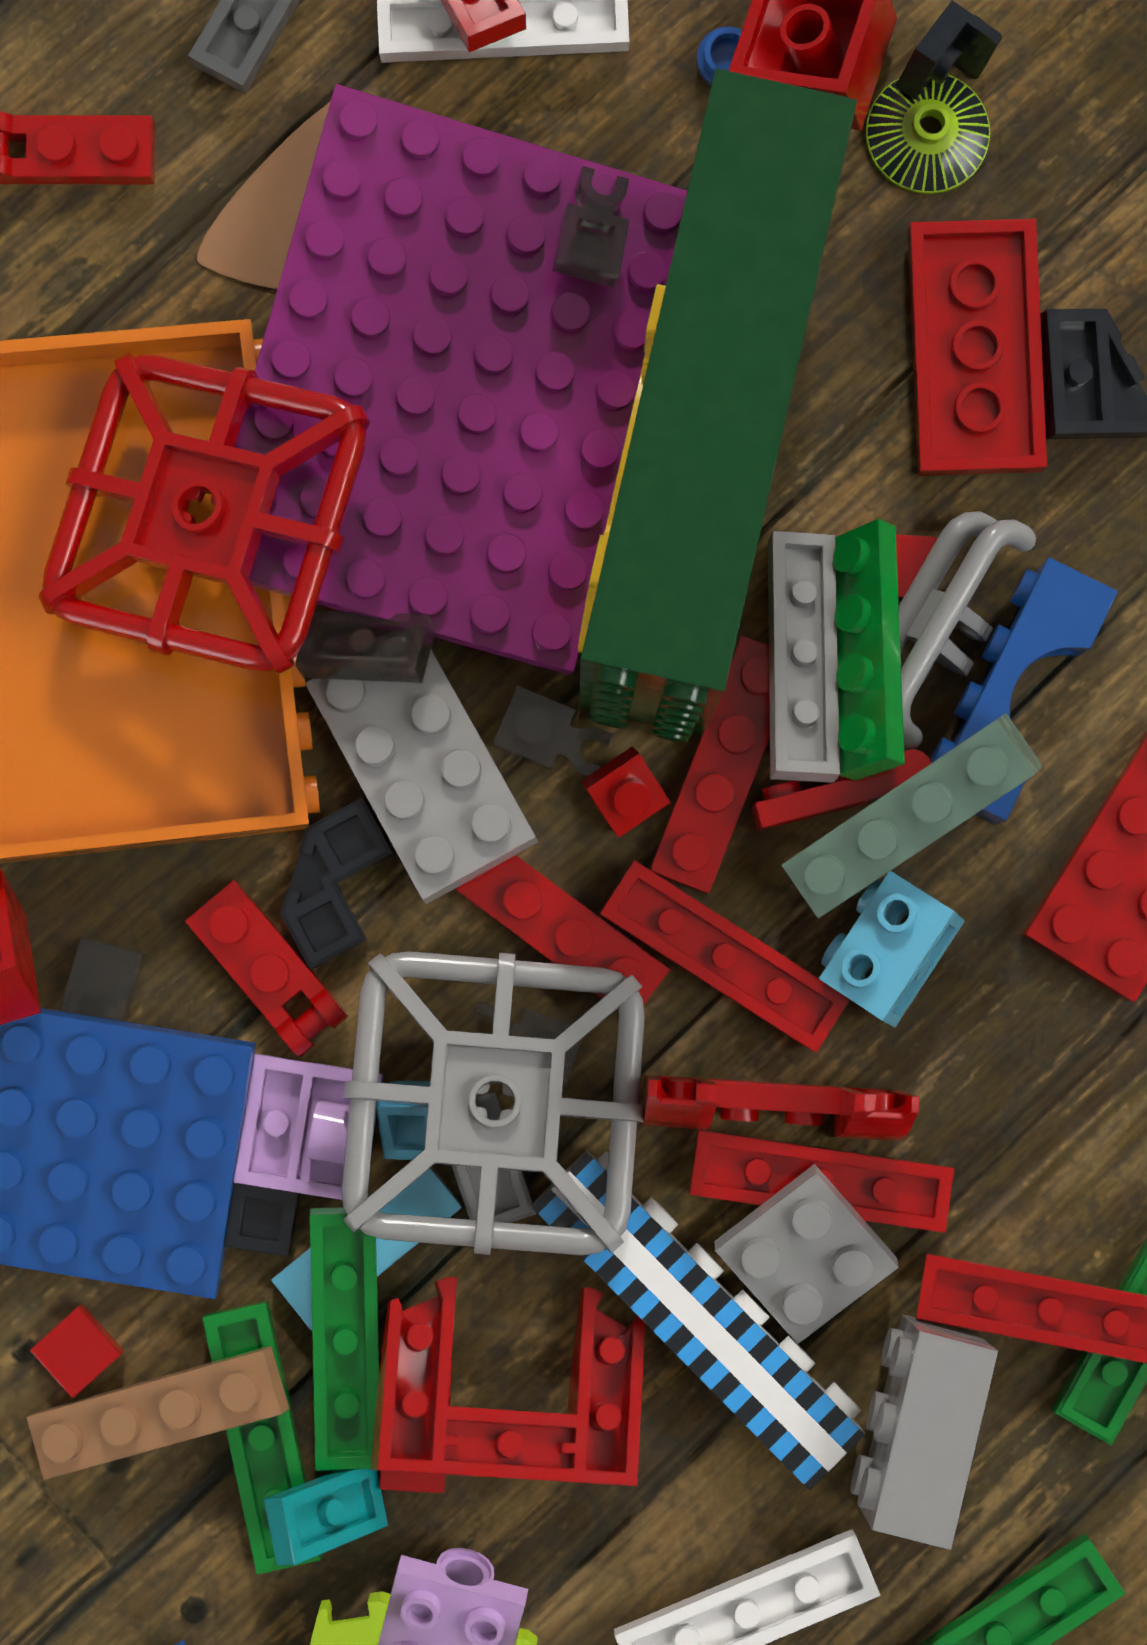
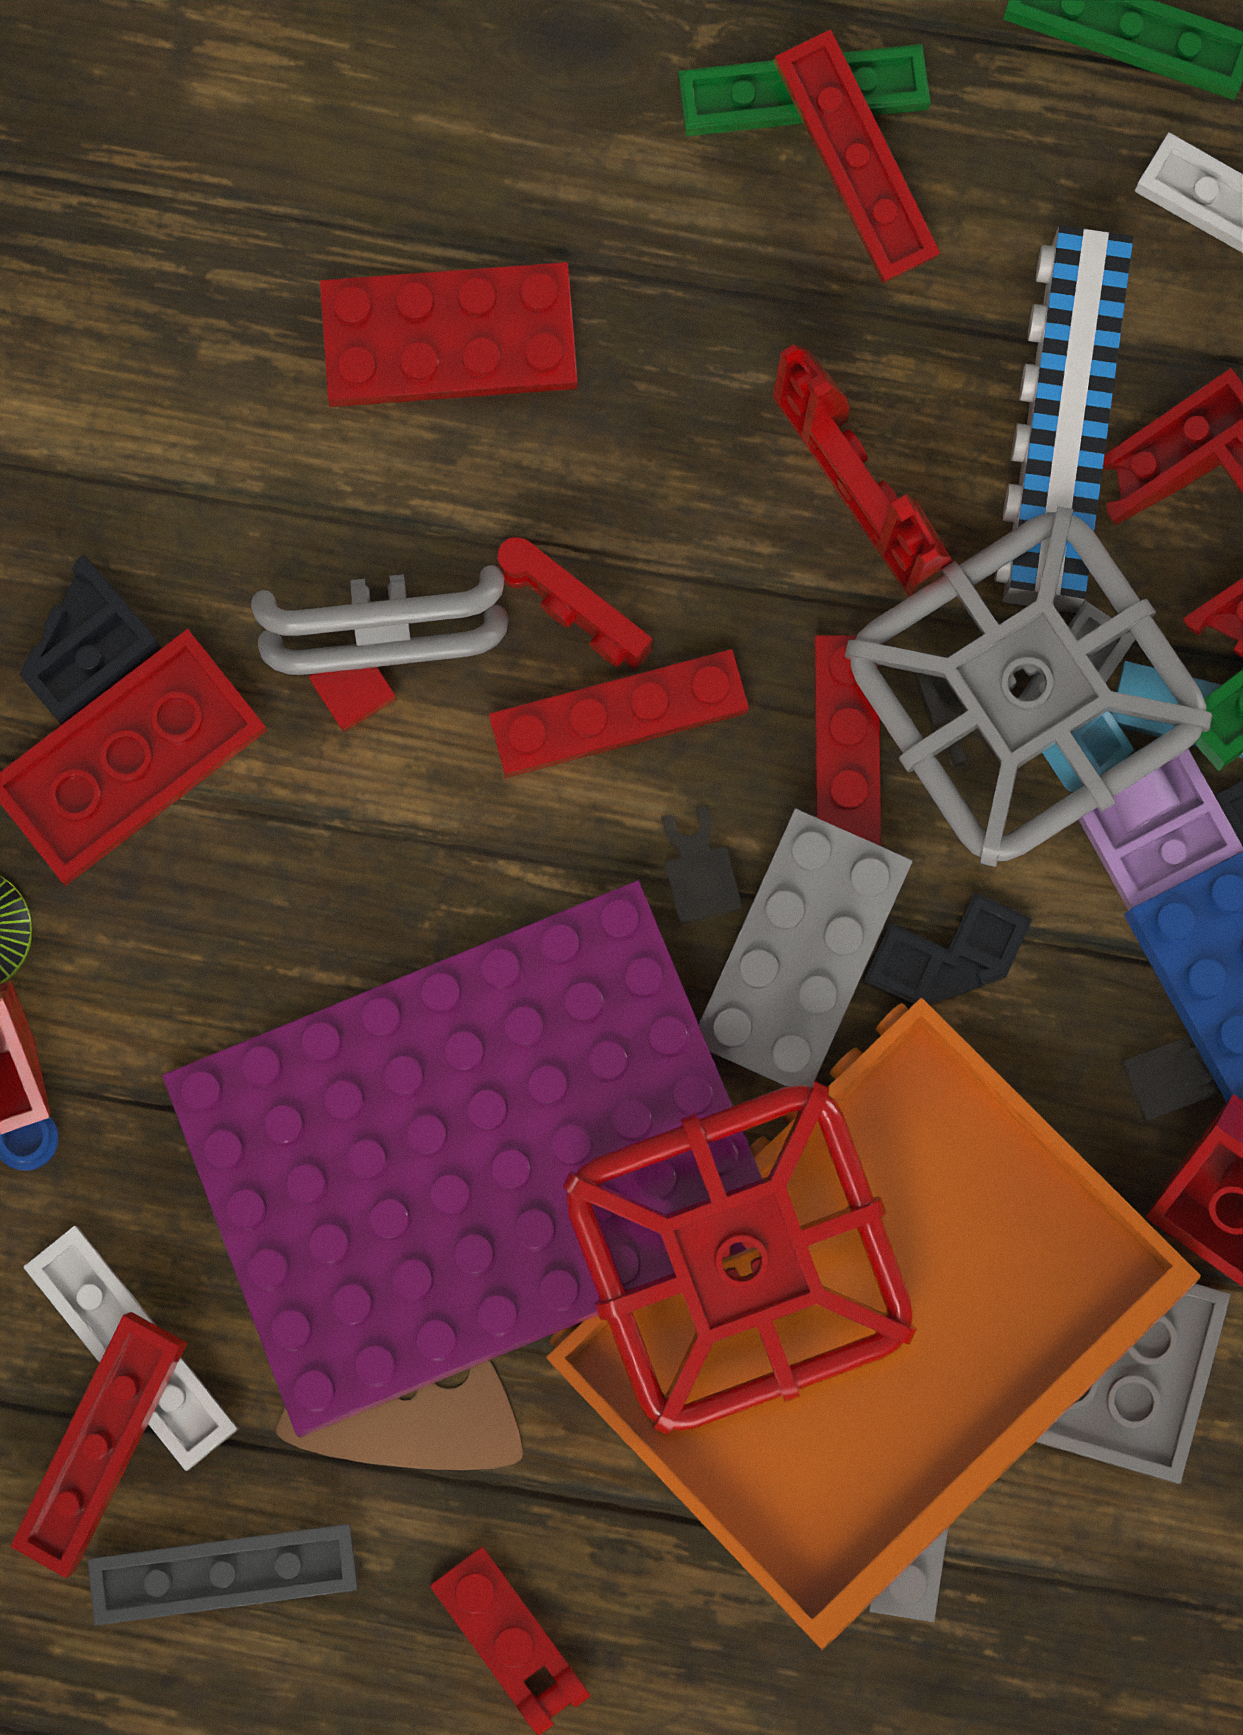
camera: 130 degrees left, 5 degrees down
(265, 966) = (1056, 958): red plate -> none
(366, 647) = (740, 1047): clear smoke plate -> none
(590, 234) = (272, 1124): clear smoke plate -> none
(625, 791) = (701, 773): red plate -> none
(711, 406) = (380, 878): dark green panel -> none
(724, 956) = (772, 601): red plate -> none
(803, 657) = (488, 707): light grey plate -> none
(806, 1254) = (956, 370): light grey plate -> none
(868, 651) = (447, 658): green plate -> none
(875, 1186) = (890, 400): red plate -> none
(898, 953) = (671, 469): medium azure brick -> none
(912, 815) = (520, 506): sand green arch -> none
(923, 1430) = (1022, 184): light grey brick -> none
(1054, 617) = (310, 539): blue arch -> none

